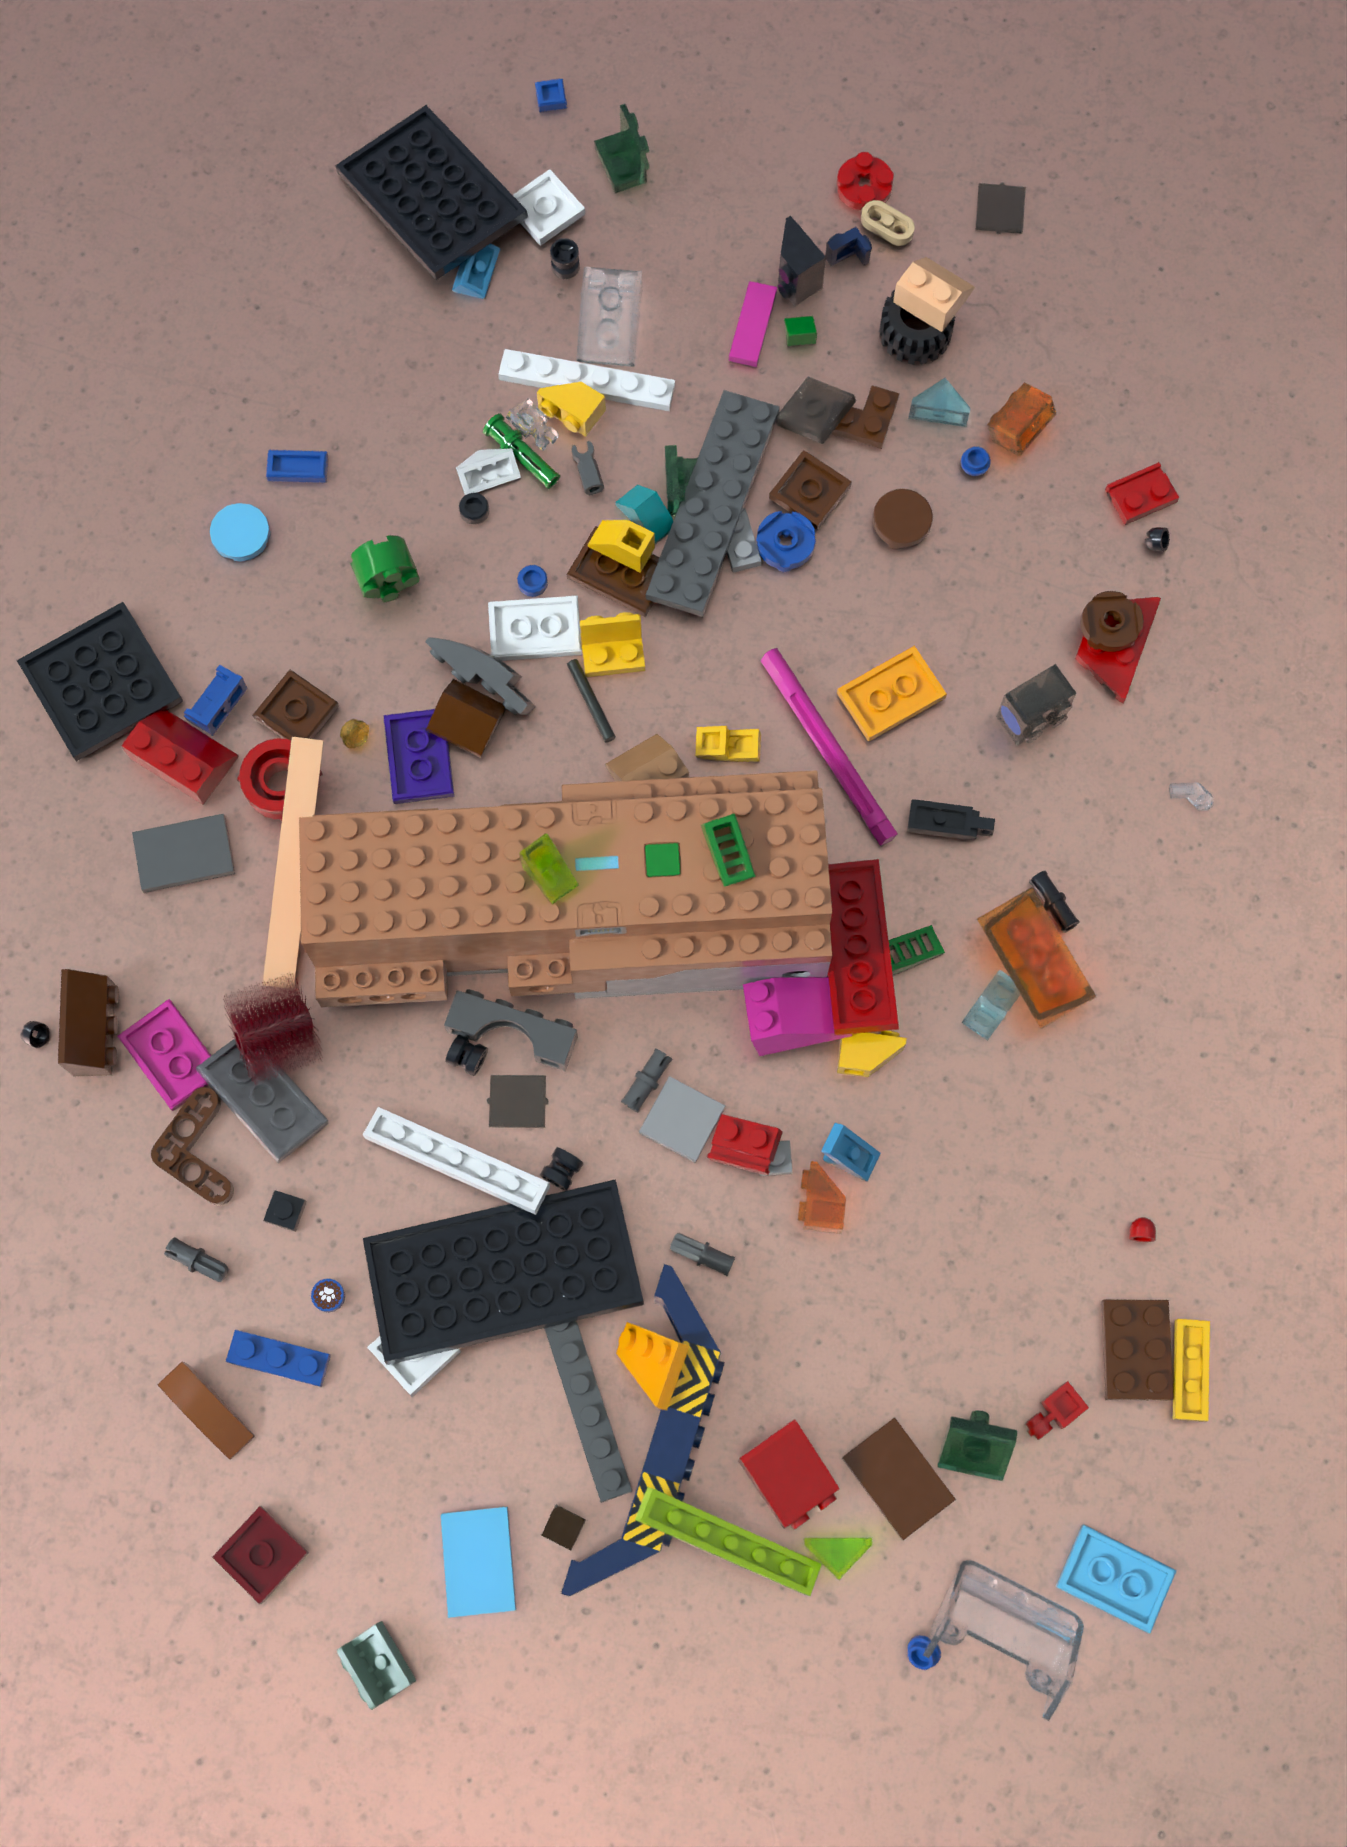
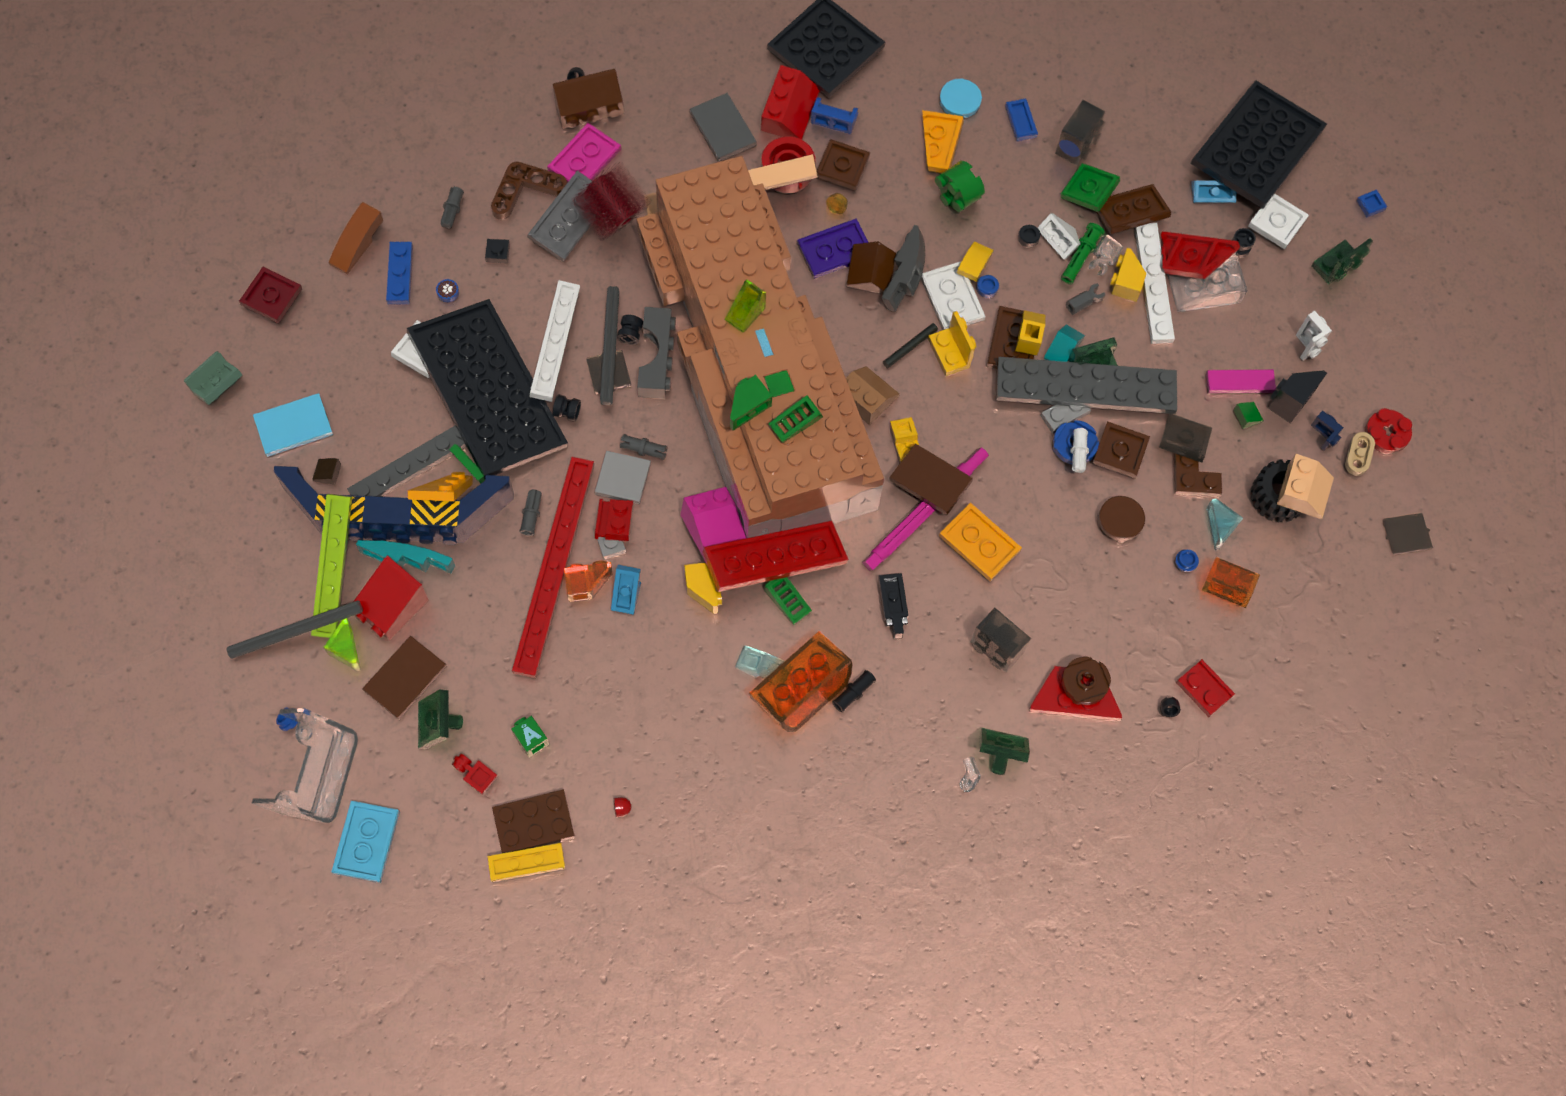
camera: 70 degrees right, 5 degrees down
(297, 574) = (941, 139): none -> light orange wing
(351, 395) = (1080, 133): none -> clear smoke brick
(429, 411) = (1090, 187): none -> green tile
(476, 371) = (1133, 209): none -> reddish brown tile
(482, 1088) = (609, 347): none -> dark grey axle
(493, 583) = (975, 261): none -> yellow slope
(572, 316) = (1194, 255): none -> red wing
(611, 1322) = (467, 462): none -> green tile
(688, 902) = (749, 401): none -> green slope
(721, 1451) = (405, 553): none -> teal slope
(723, 217) = (1313, 335): none -> white bracket
(790, 1241) = (552, 568): none -> red plate
(796, 725) = (931, 479): none -> reddish brown tile
(800, 1616) = (294, 629): none -> dark grey axle
(806, 536) = (1079, 450): none -> white axle
(1022, 1326) = (529, 736): none -> green brick
(1173, 741) = (1003, 747): none -> clear green tile

